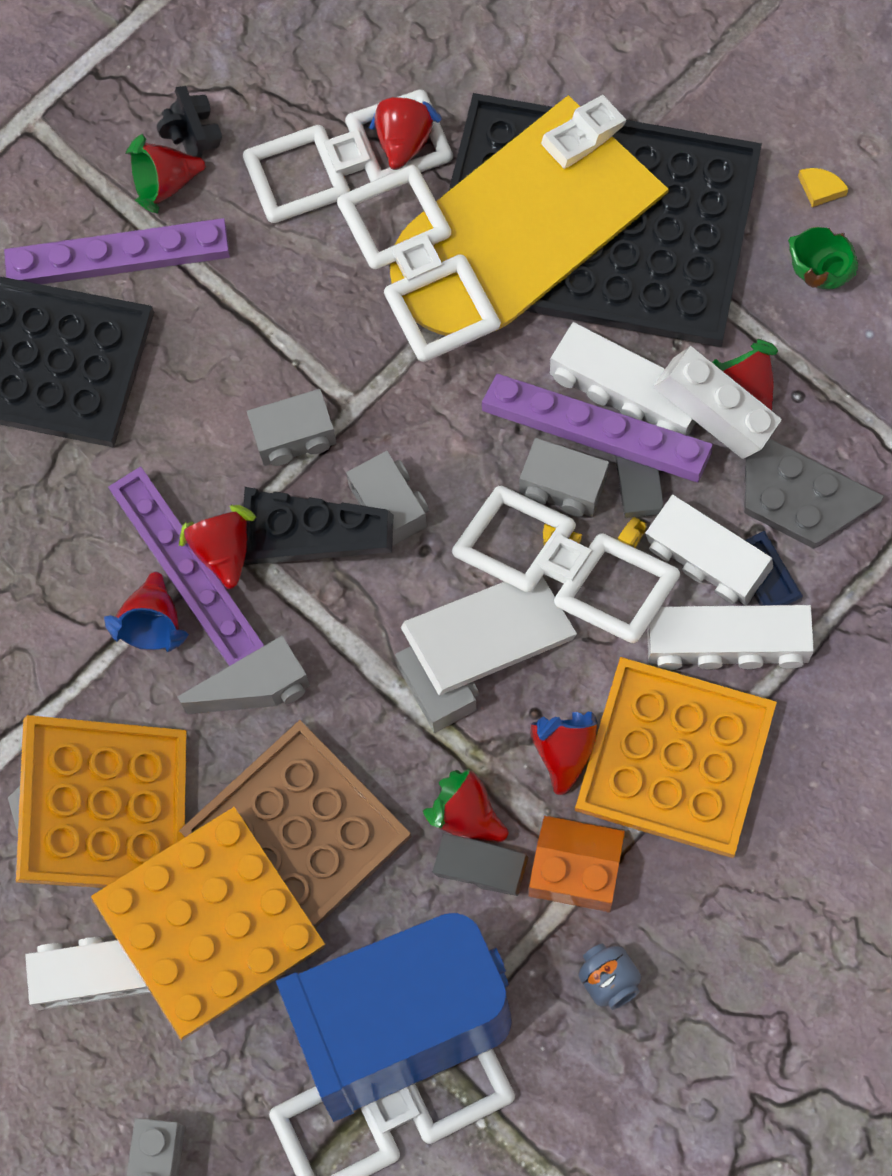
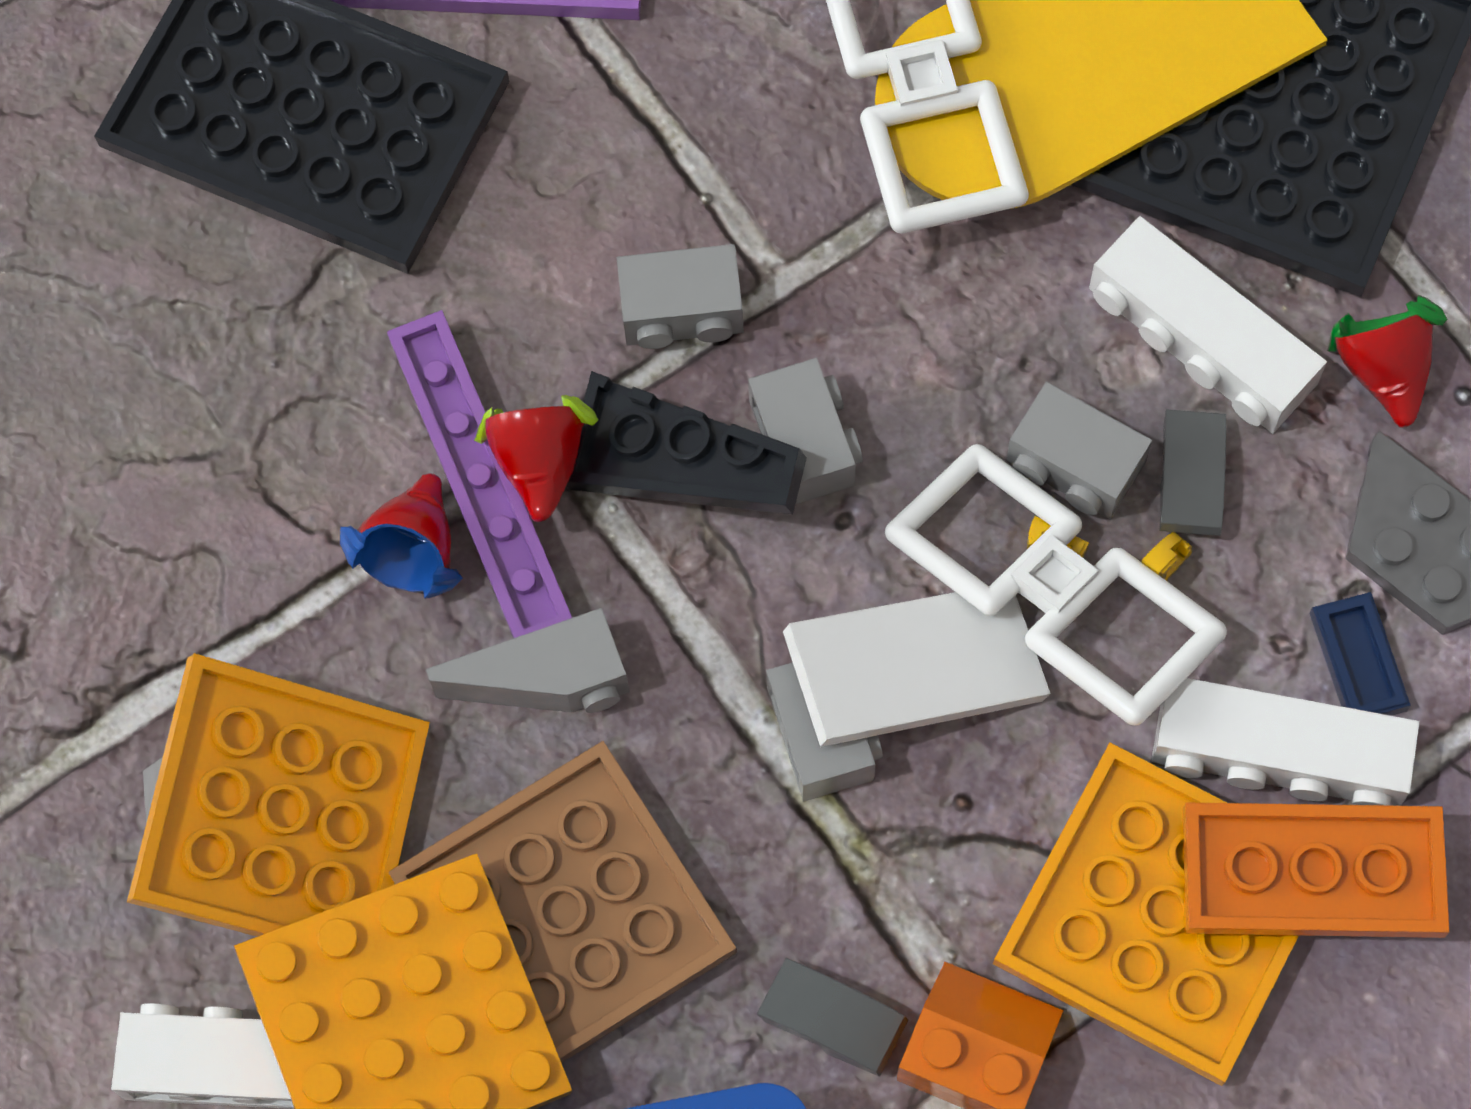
camera: 10 degrees right, 0 degrees up
(465, 809) = (826, 928): red hat -> none
(565, 747) = (997, 863): red hat -> none
(597, 427) = (1146, 385): medium lavender plate -> none
(708, 551) = (1278, 607): white brick -> none
(717, 403) = (1337, 382): white brick -> none
(764, 711) = (1315, 870): none -> orange plate

